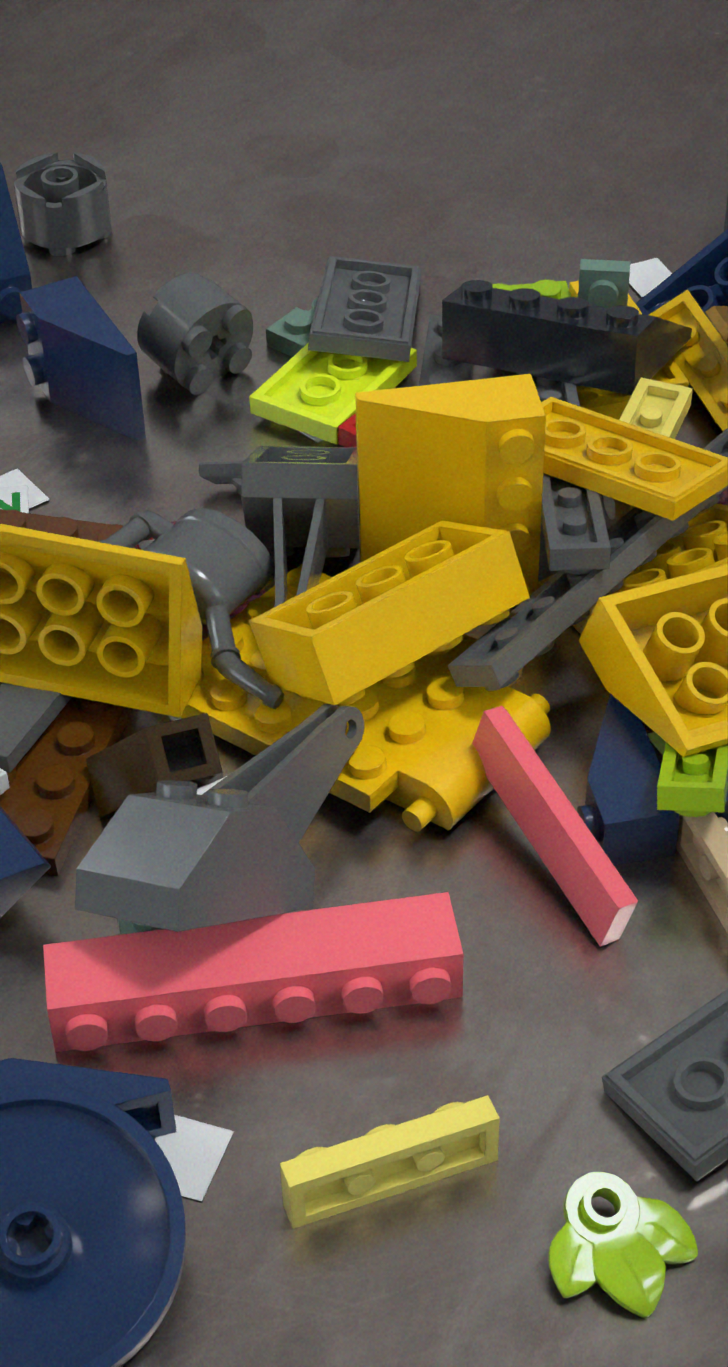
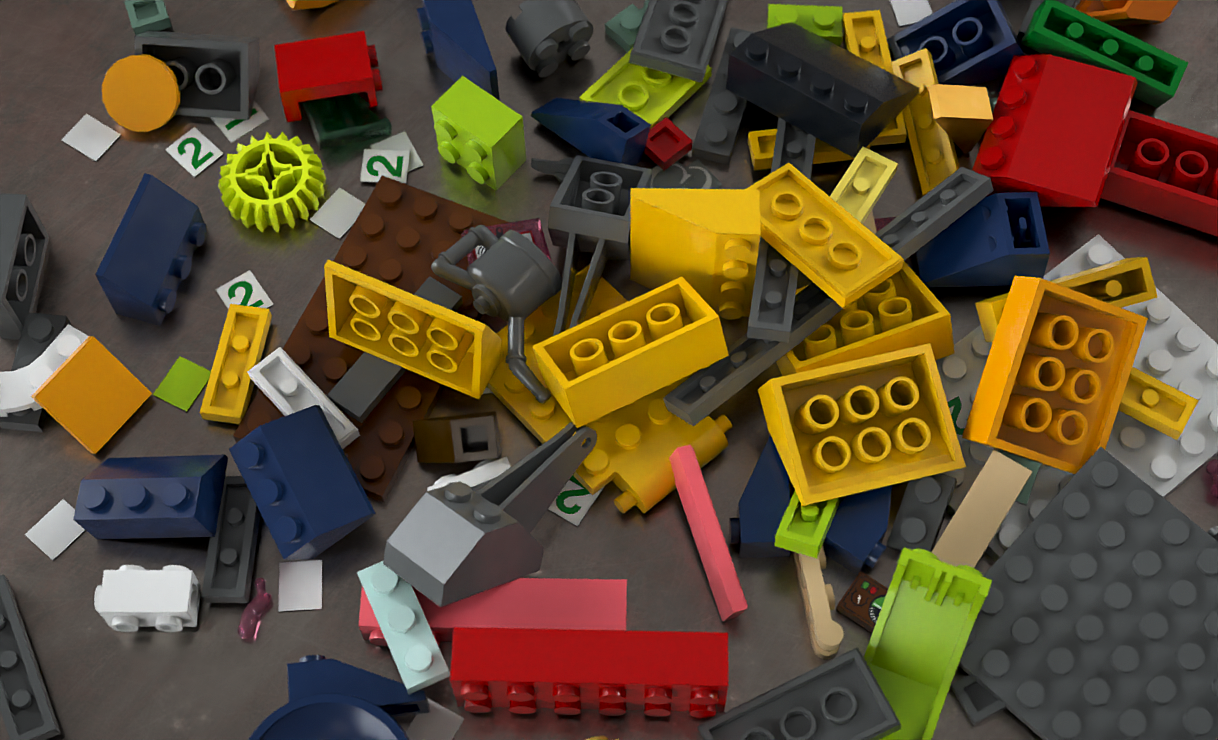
camera: 10 degrees right, 20 degrees up
(120, 994) = (404, 627): none -> light aqua plate
(123, 437) = (479, 133): none -> lime brick
(289, 418) = (597, 128): none -> dark blue slope
(339, 829) = (573, 501): none -> white sticker
(423, 1011) = (589, 670): none -> red brick
(604, 282) = (863, 33): sand green plate -> none

